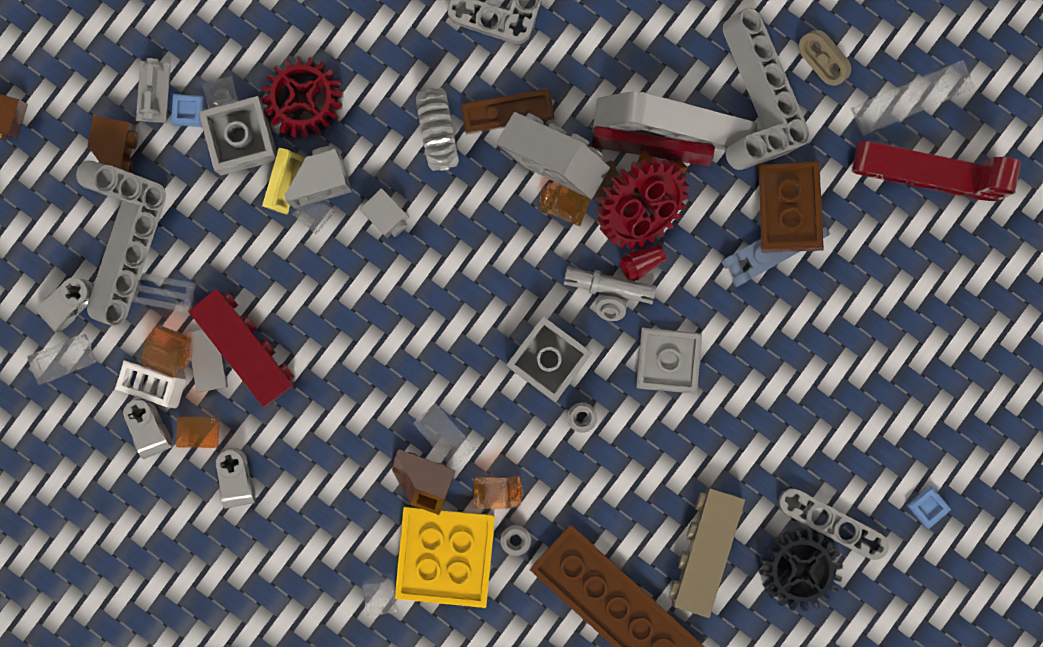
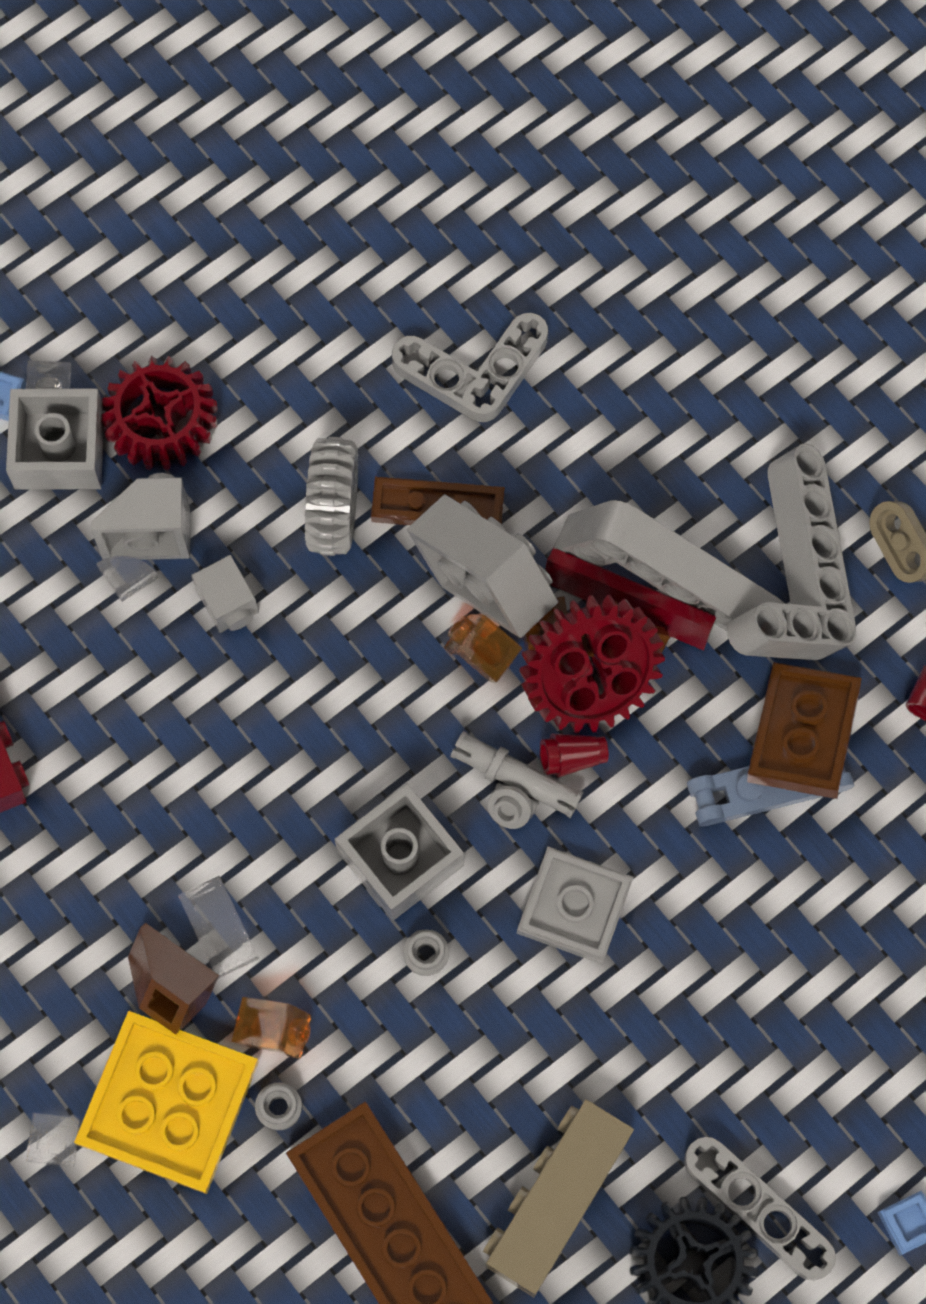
camera: 10 degrees right, 15 degrees down
(284, 170) = (77, 533): light yellow tile -> none

